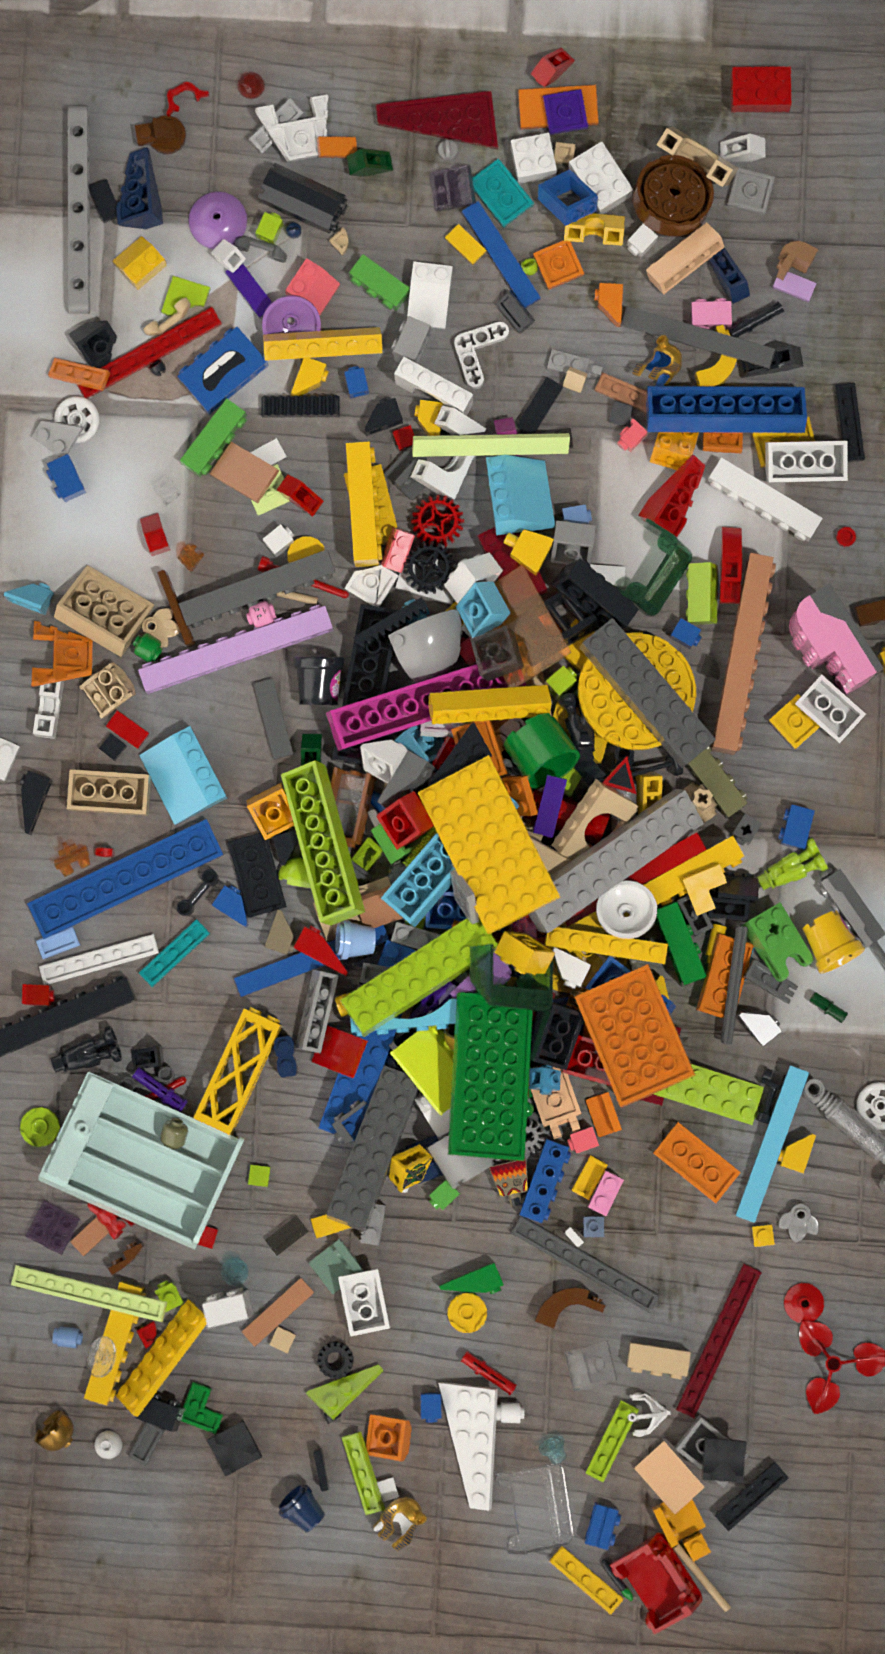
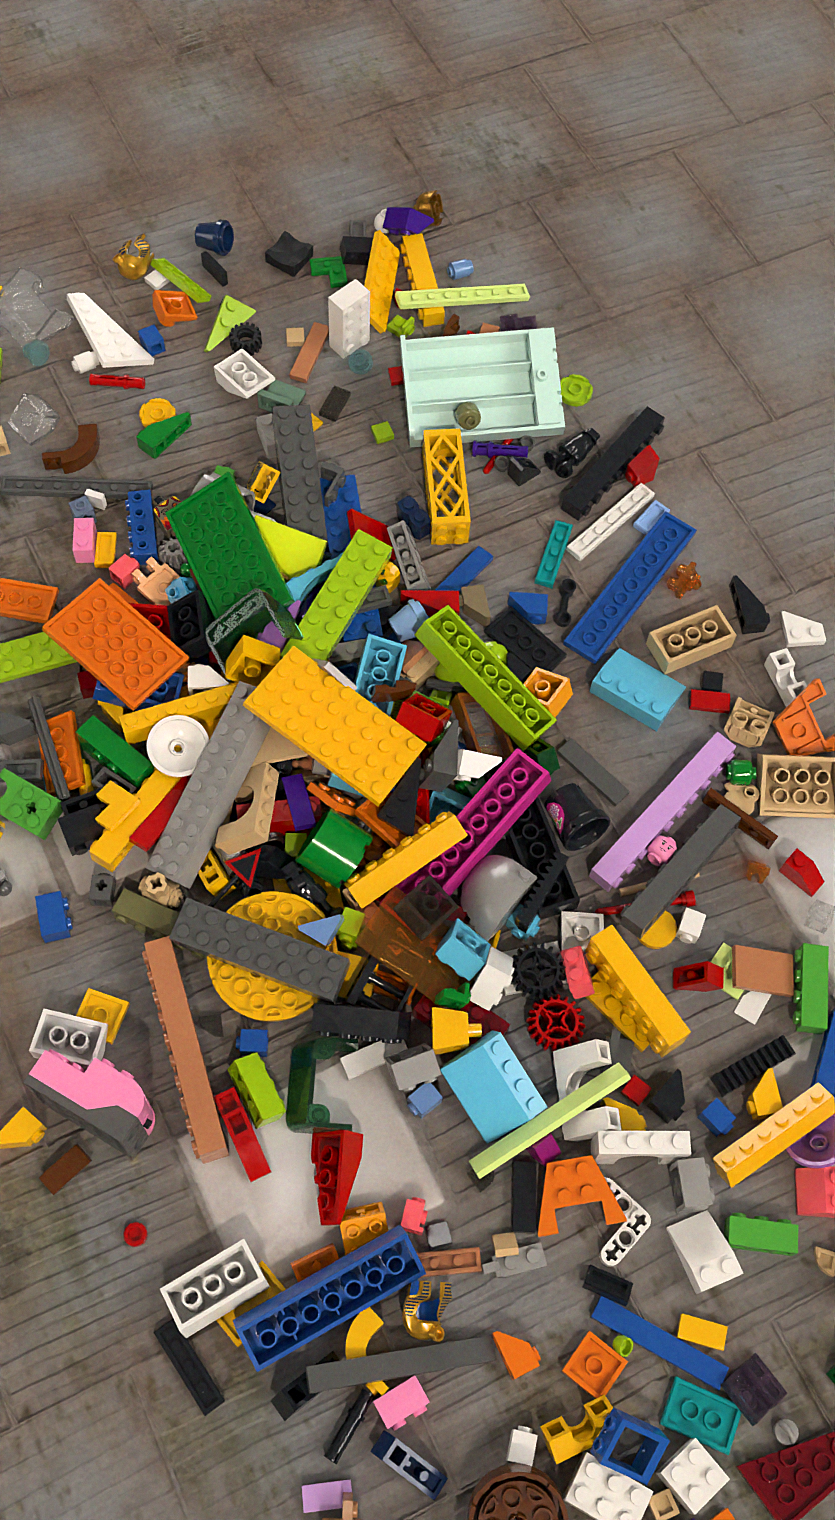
camera: 140 degrees right, 20 degrees down
(92, 1421) = (405, 221): none -> dark purple slope
(101, 1357) = (425, 255): clear dish -> none
(104, 852) = (661, 598): red tile -> none
(415, 851) = (400, 690): none -> reddish brown slope
(497, 391) = (575, 1183): none -> orange wing
(509, 569) = (454, 998): none -> green bracket
(589, 682) = (324, 929): none -> medium blue slope
(685, 258) = (464, 1453): light nougat brick -> none
(764, 499) = (239, 1224): white brick -> none
(791, 868) = (41, 876): lime piece -> none

